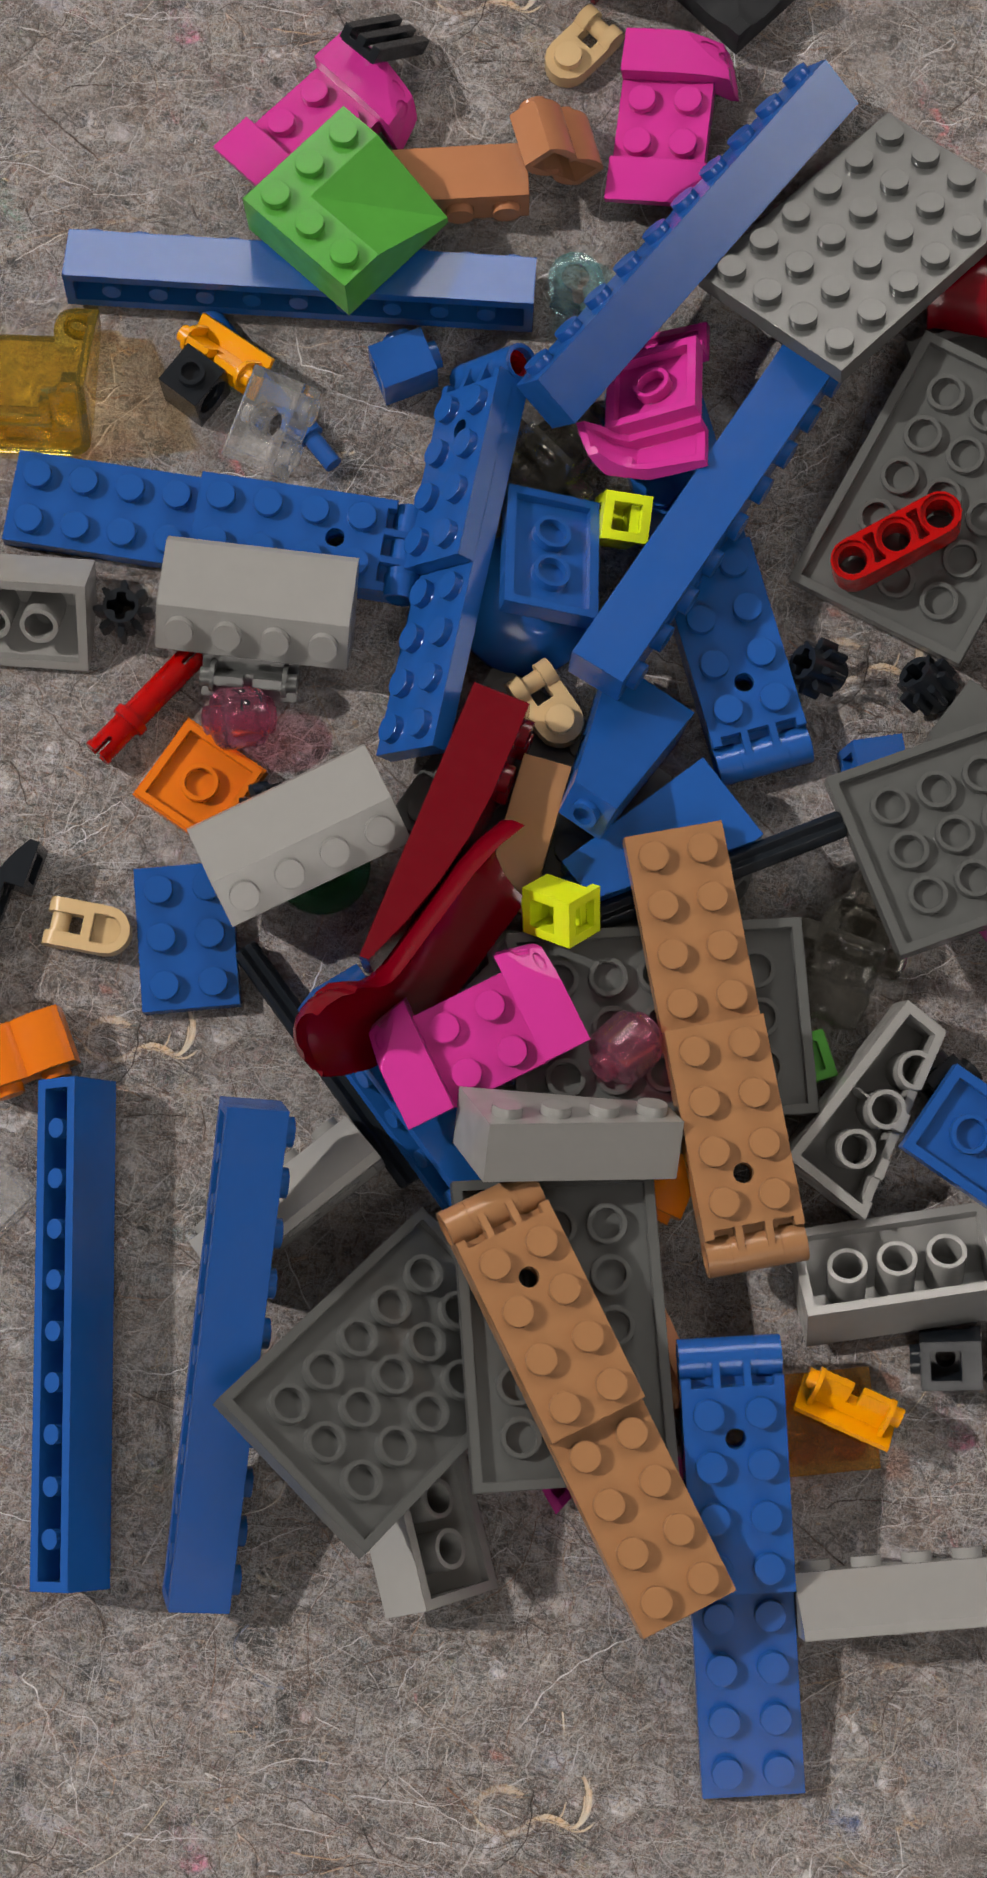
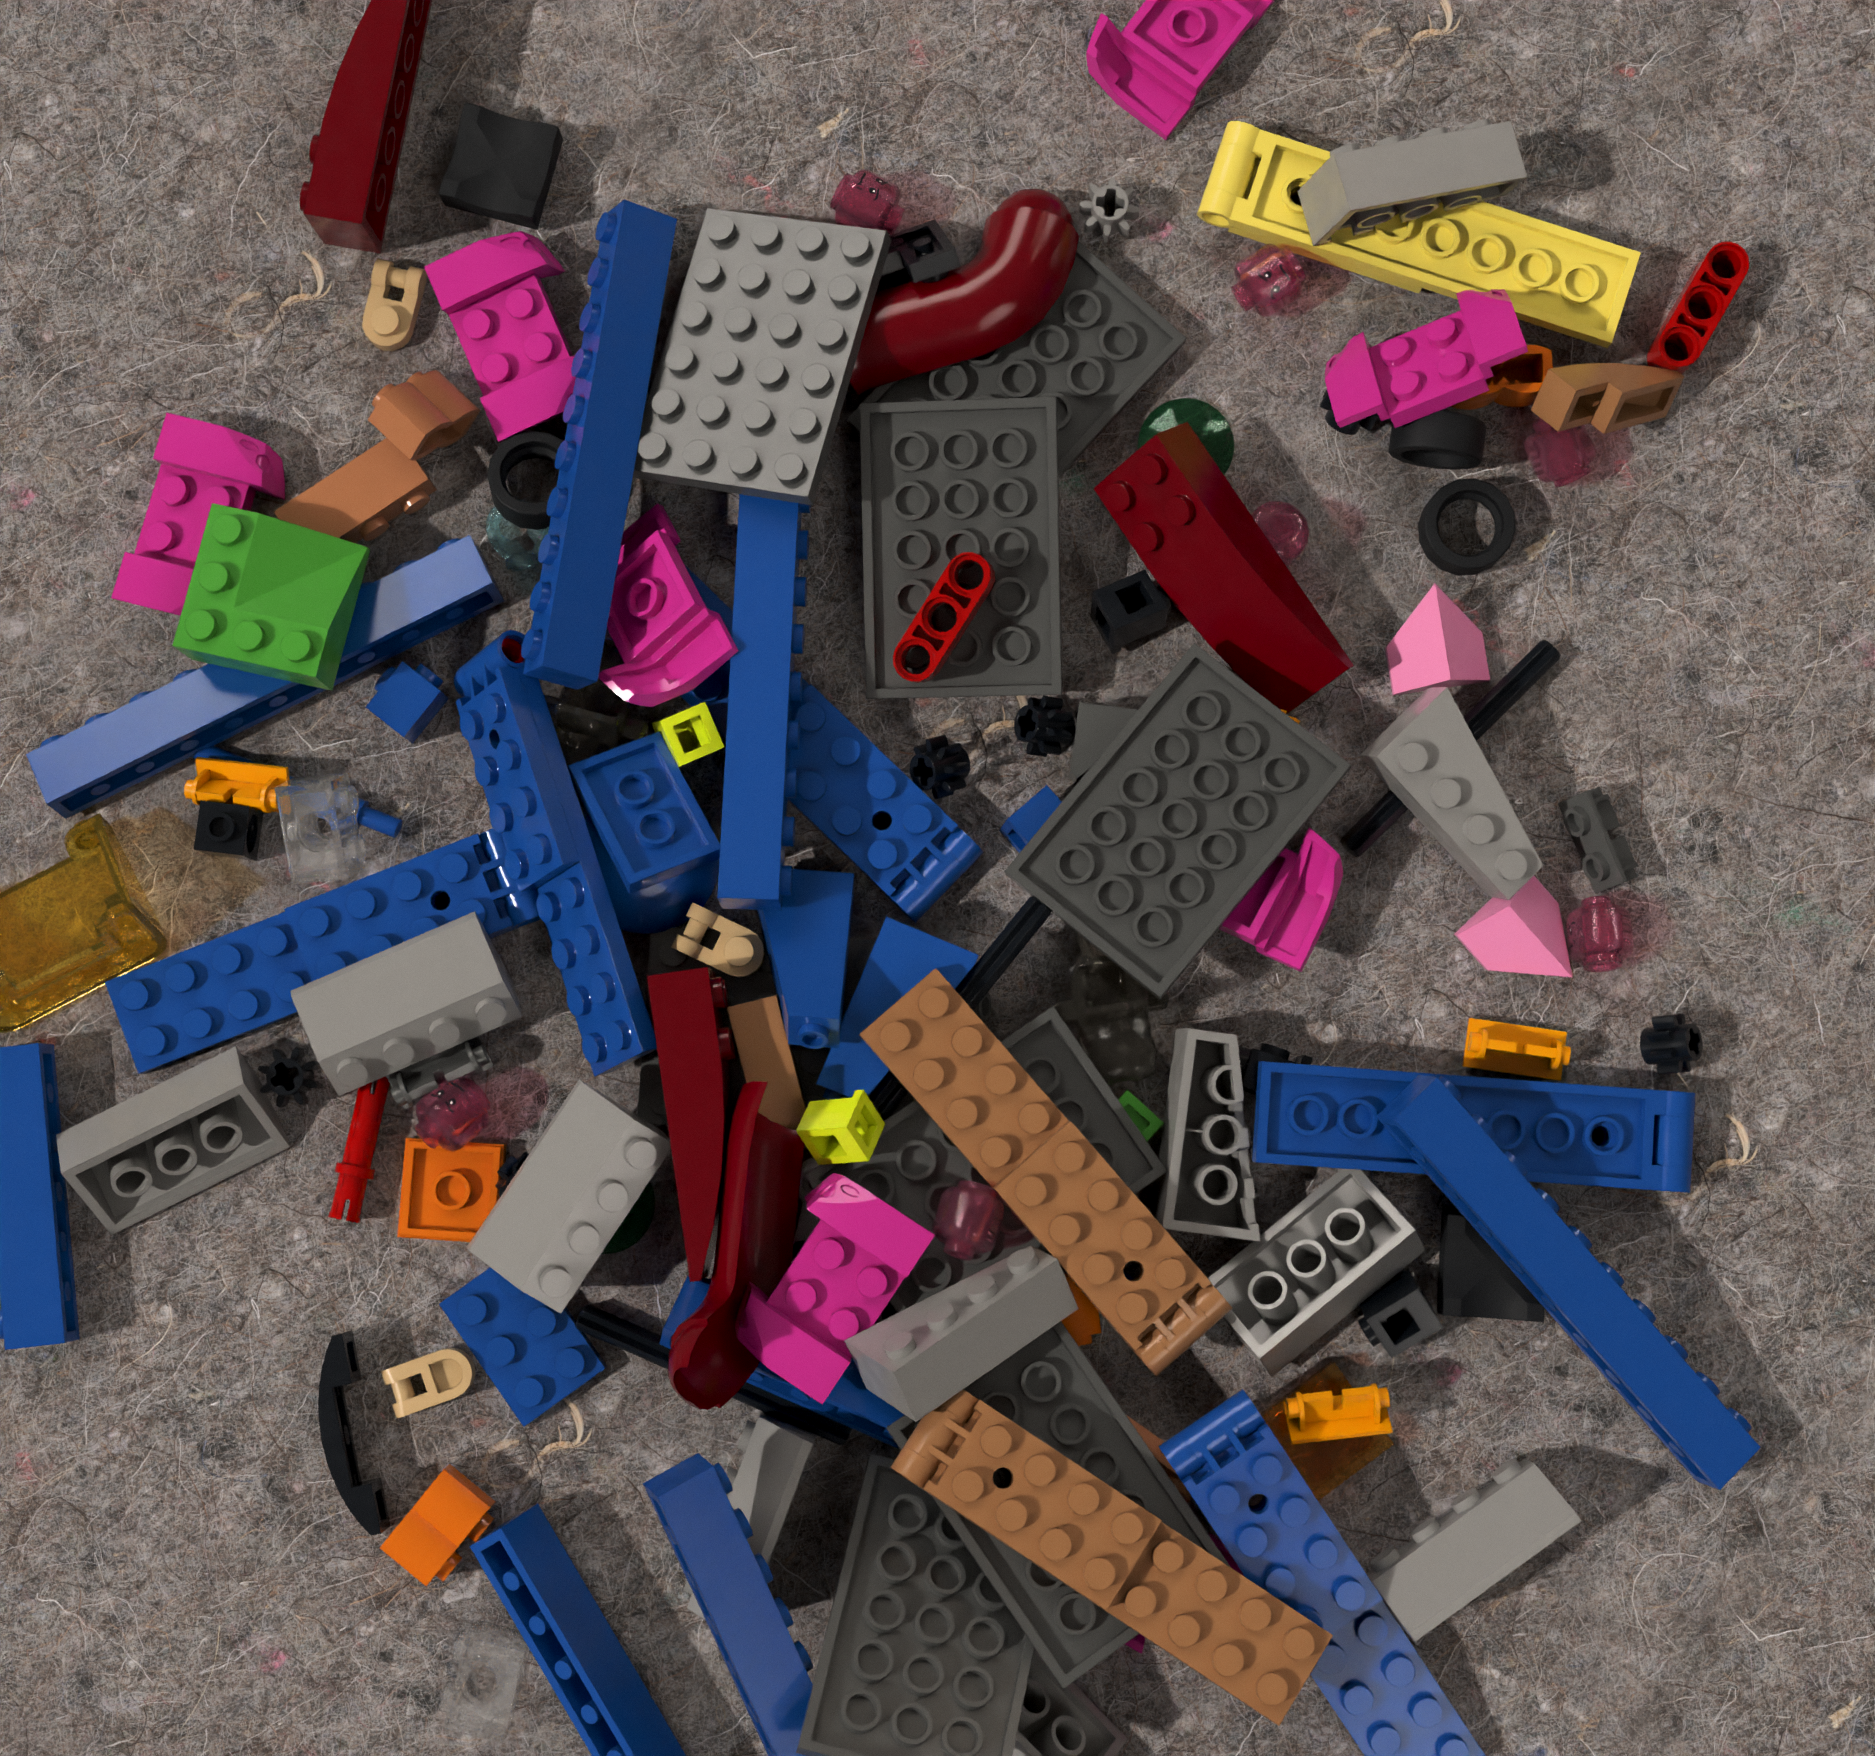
camera: 30 degrees left, 5 degrees up
(386, 35) = (199, 404): black tile -> none
(605, 216) = (509, 454): none -> black tyre

